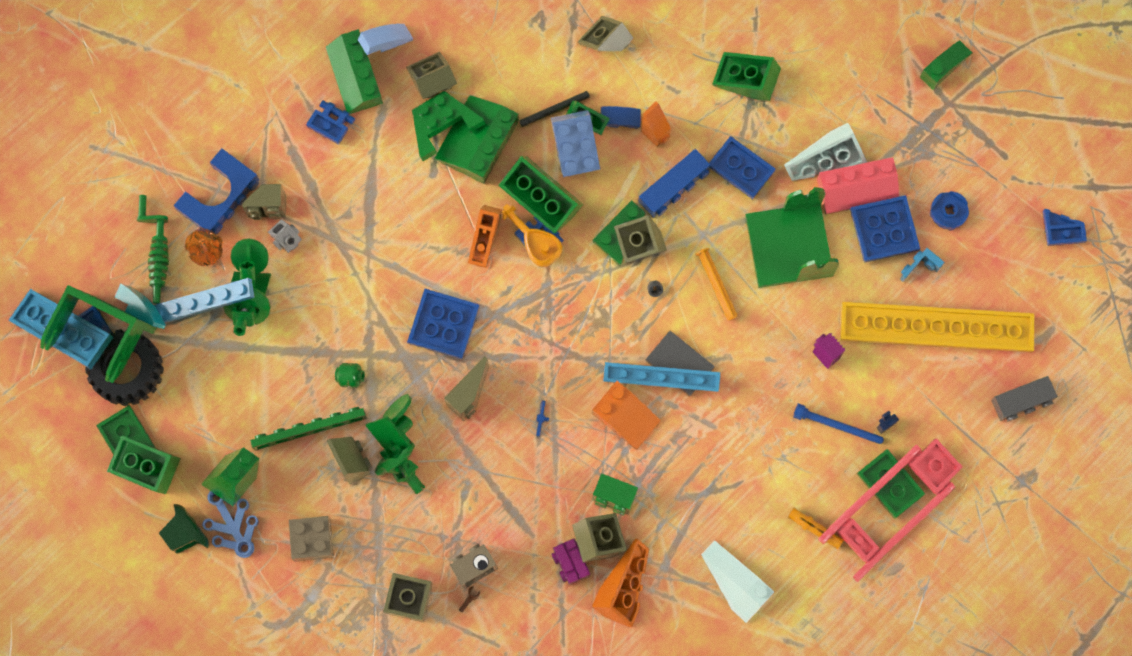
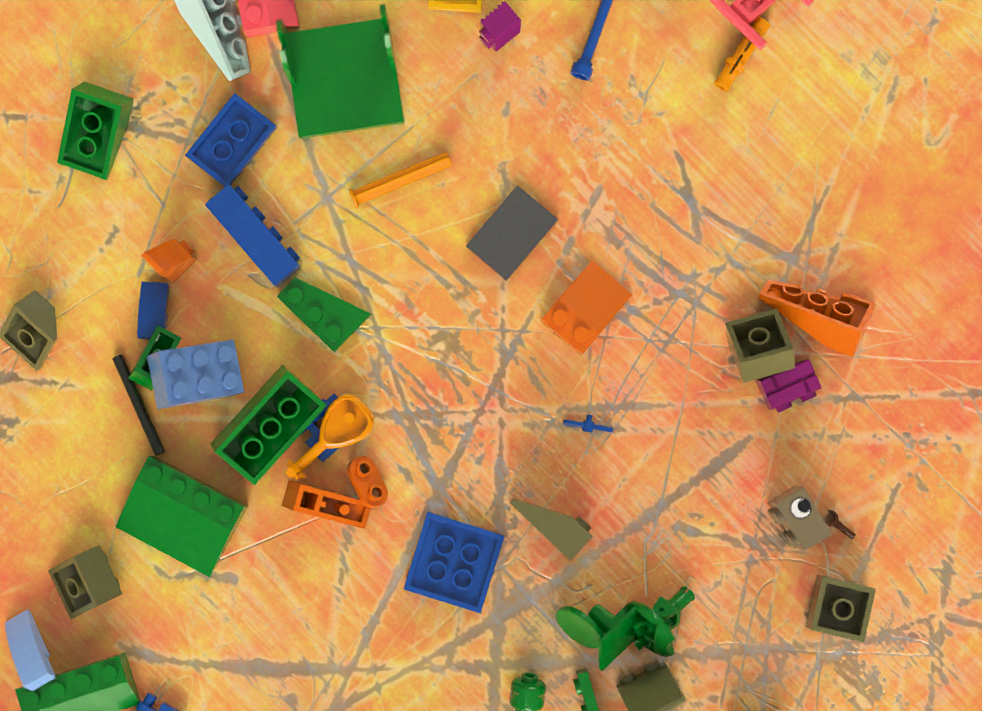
camera: 90 degrees left, 10 degrees up
(436, 116) = (147, 572): green wing -> none
(500, 262) = (366, 482): none -> orange plate
(614, 494) = (700, 324): green brick -> none
(639, 238) = (337, 284): olive slope -> none
(659, 288) = (411, 265): dark grey hinge -> none
(662, 376) = (534, 257): dark azure plate -> none
(739, 585) = (819, 159): light aqua wedge -> none

